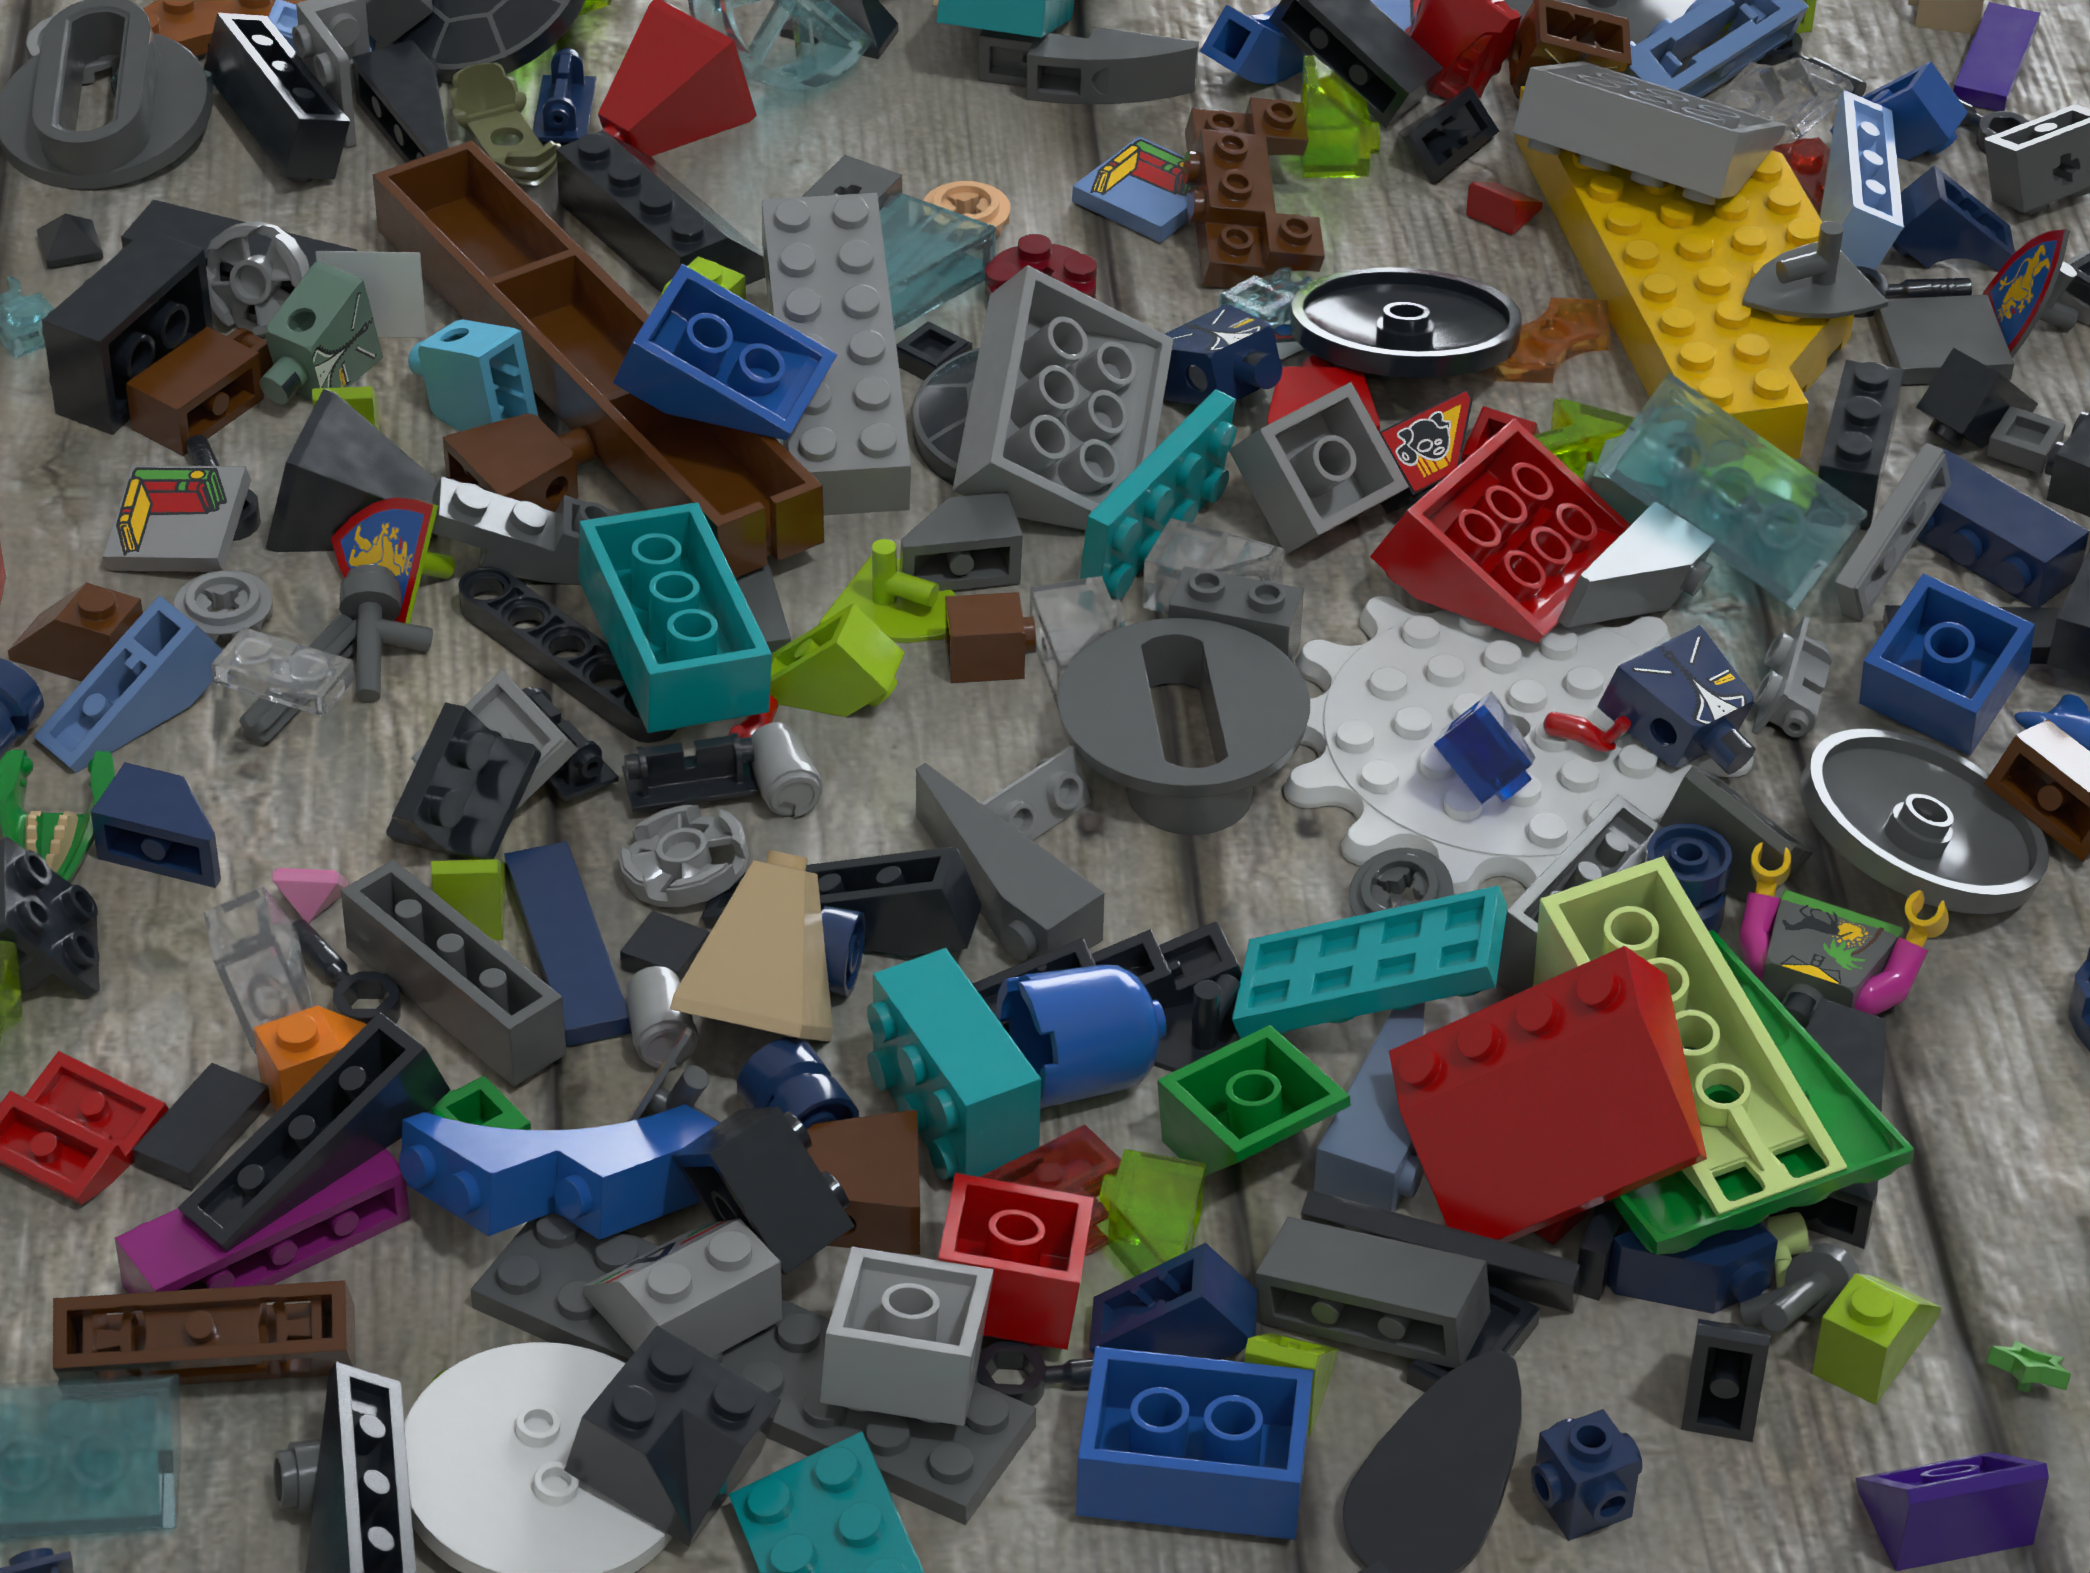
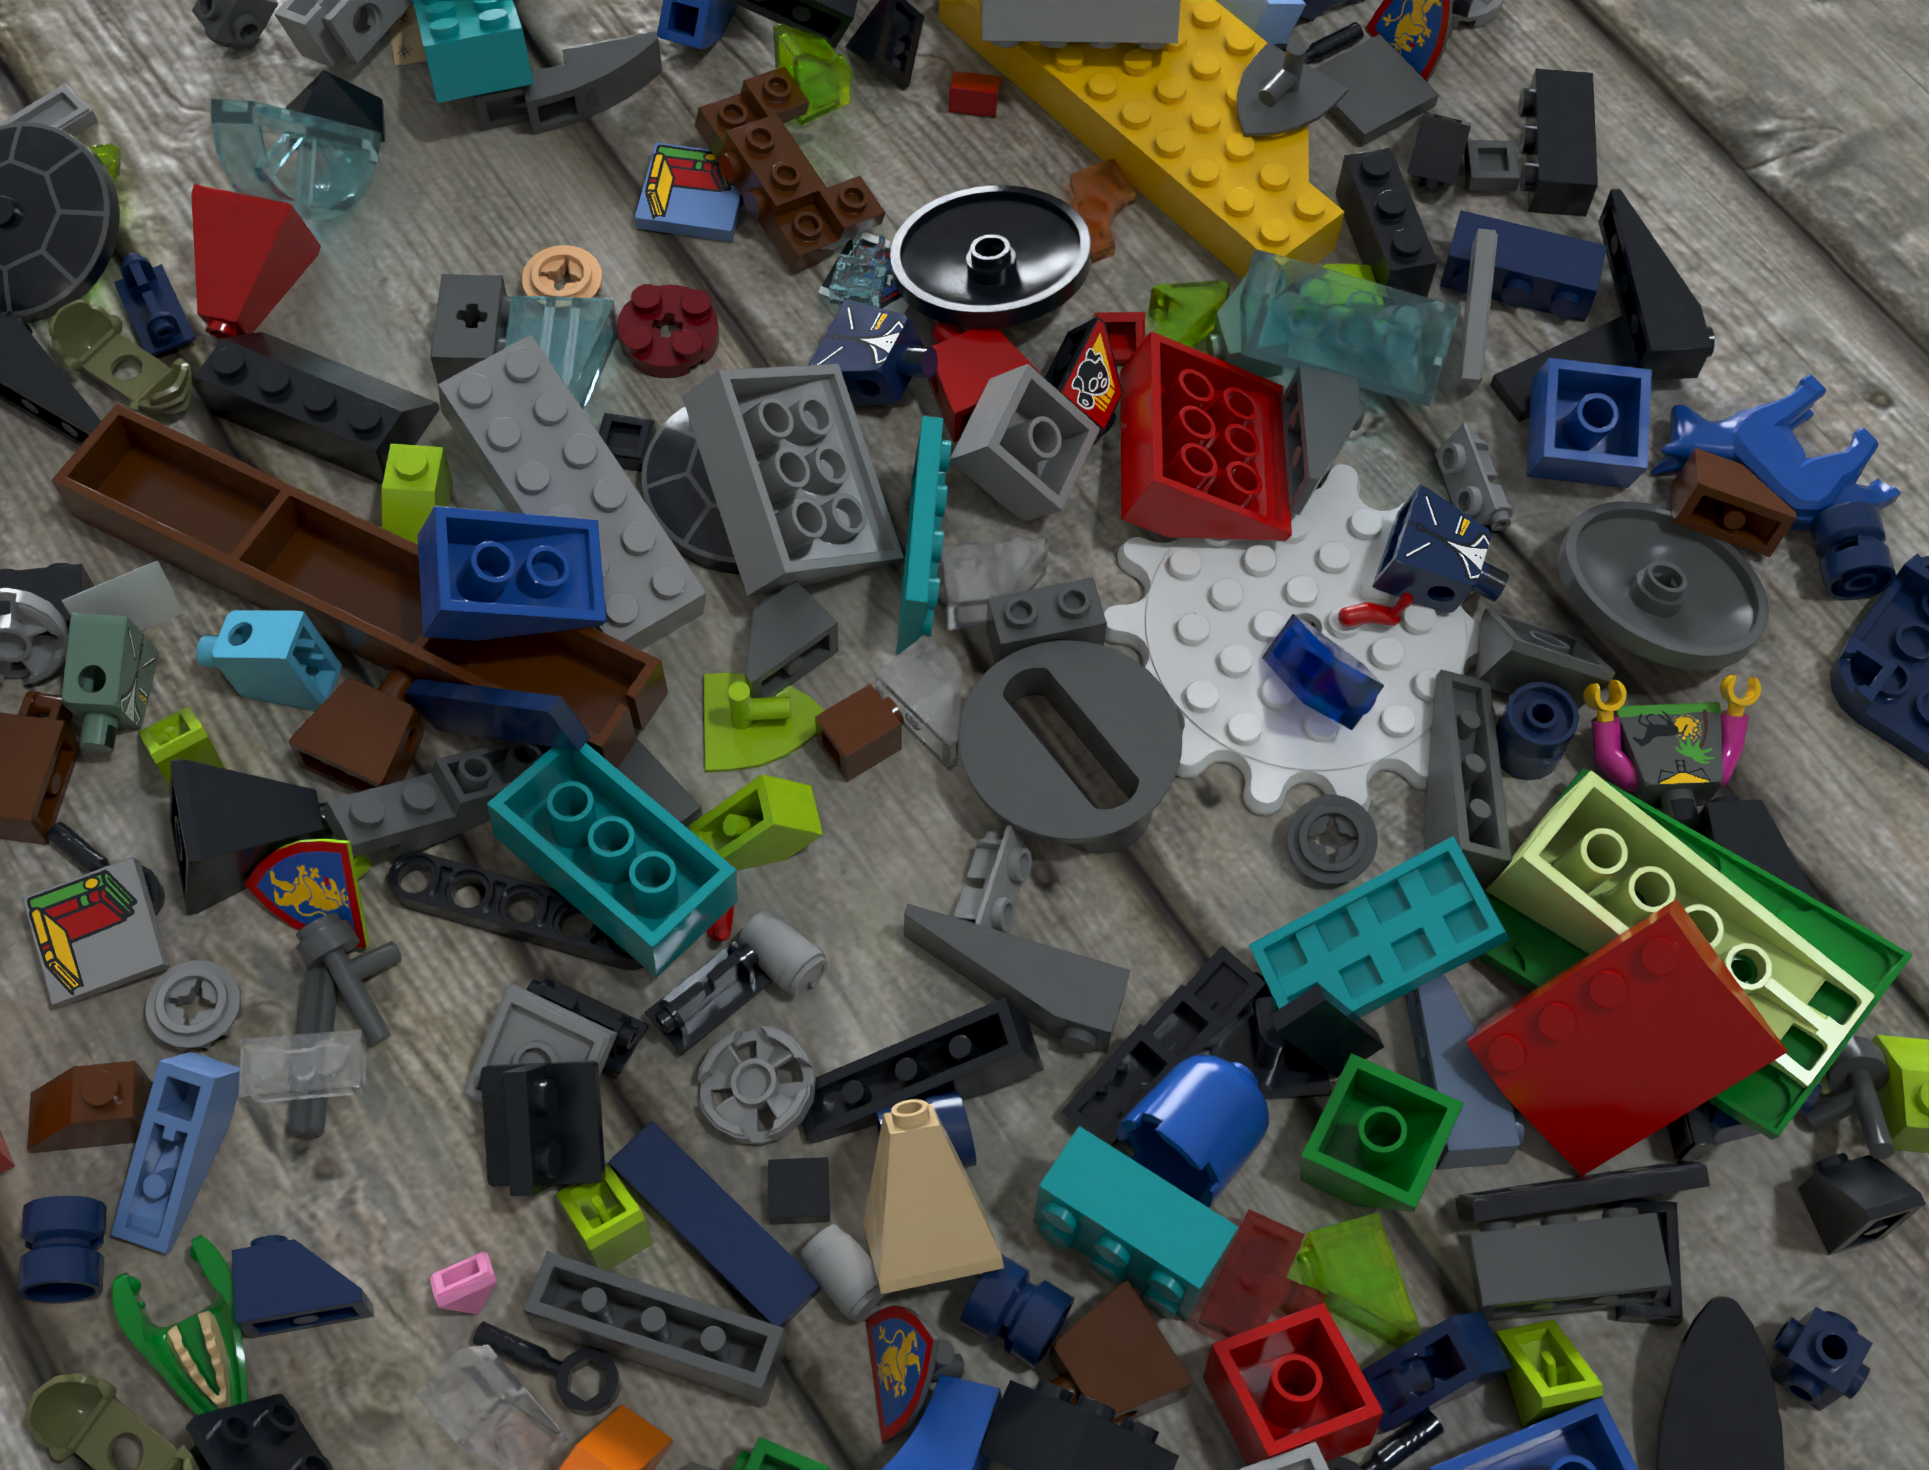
camera: 30 degrees left, 20 degrees up
(642, 472) = (499, 714): none -> dark blue tile
(1259, 994) = (1325, 1029): none -> black tile

